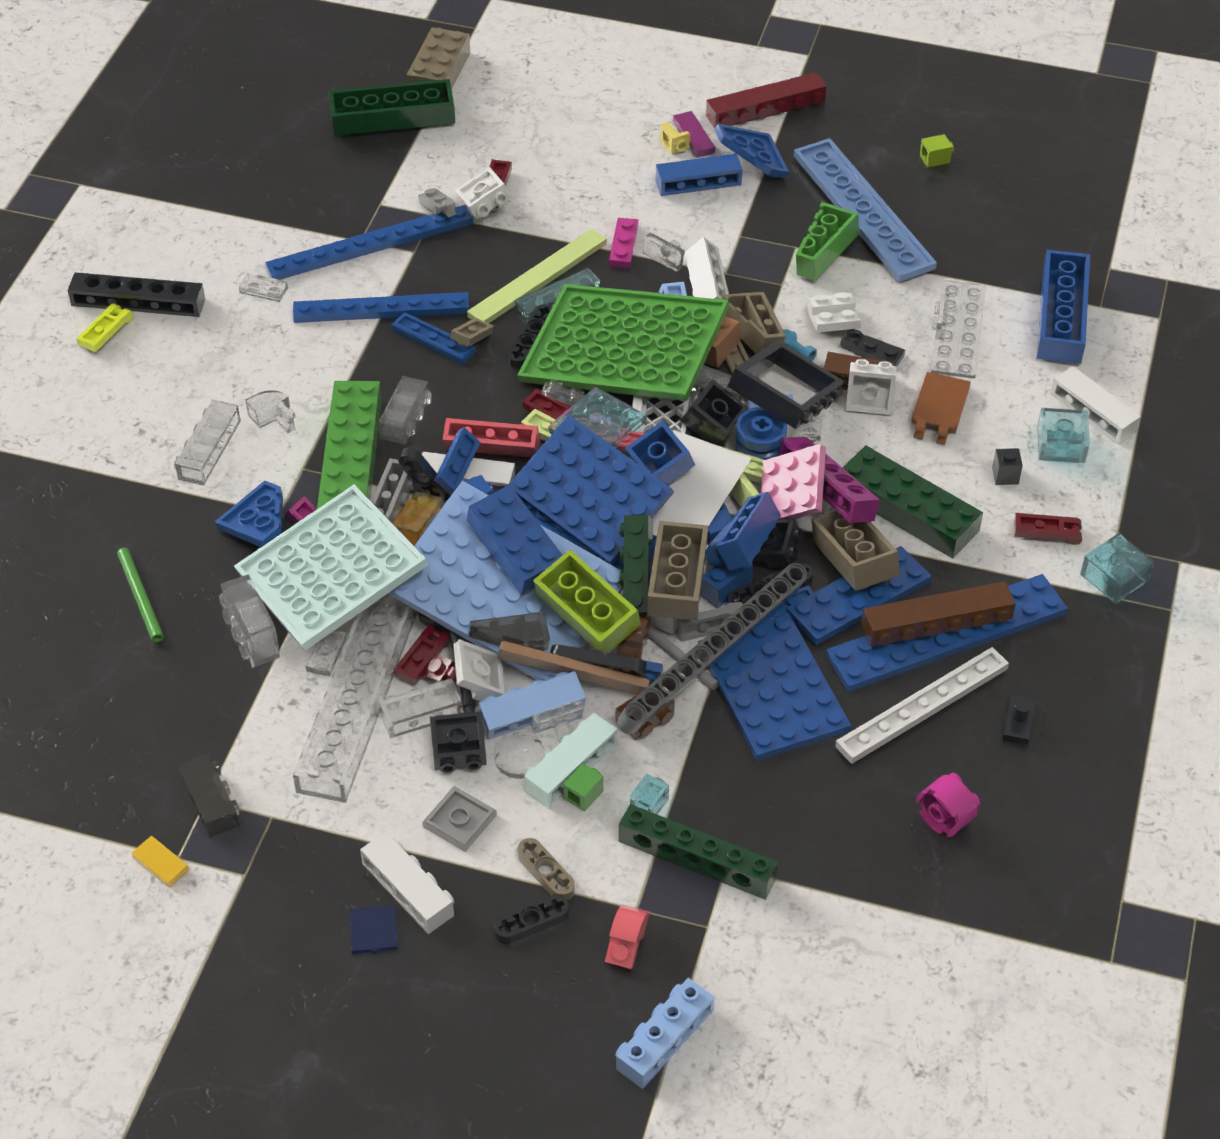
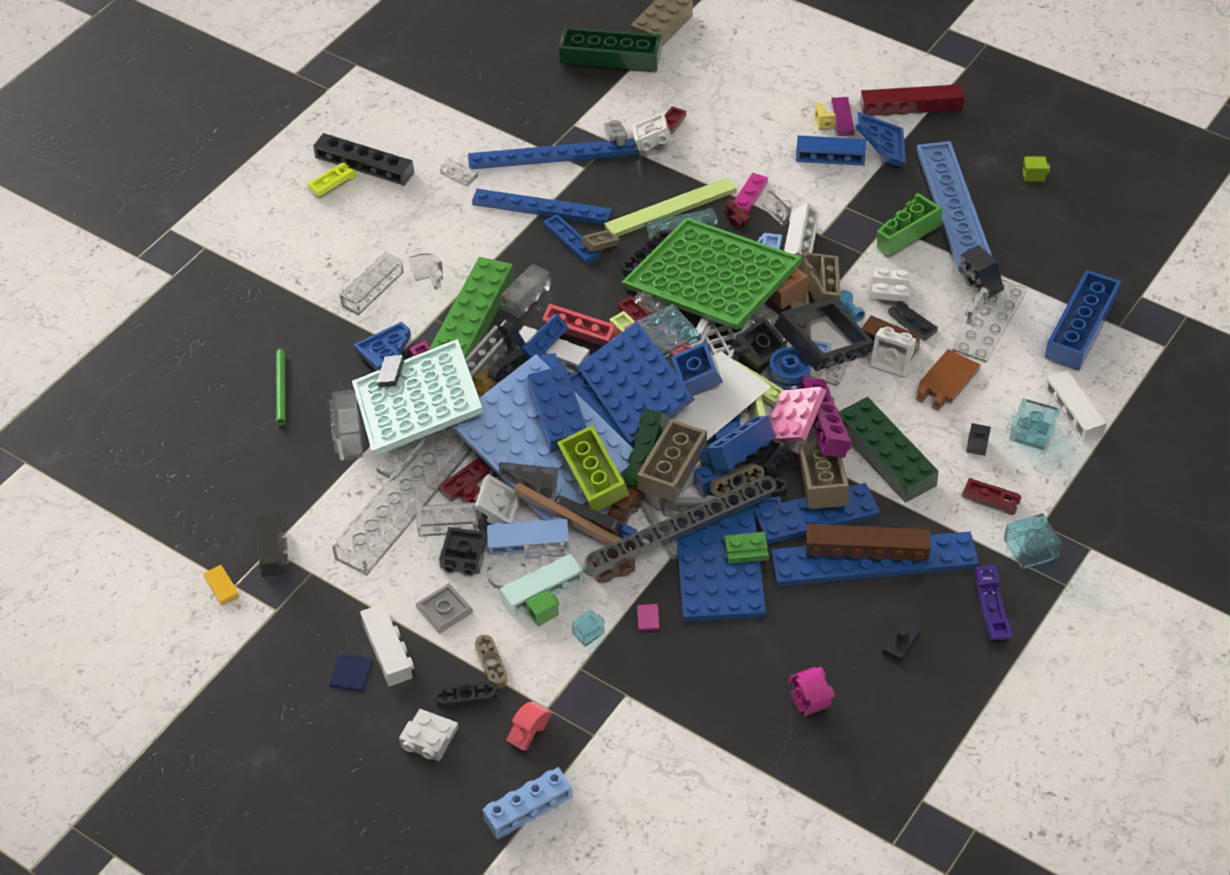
camera: 20 degrees right, 0 degrees up
(282, 542) = (390, 371): none -> tile
(427, 503) = (507, 365): none -> black beam
(505, 981) = (428, 735): none -> white plate
(623, 270) = (736, 215): none -> dark red plate
(698, 851) = (607, 677): dark green brick -> none
(714, 766) = (648, 617): none -> dark pink slope
(765, 576) = (728, 479): none -> dark tan beam
(799, 654) = (746, 547): none -> bright green plate
(921, 705) = (828, 610): white plate -> none
(933, 274) = (981, 271): none -> black brick
(1101, 651) = (991, 603): none -> dark purple slope

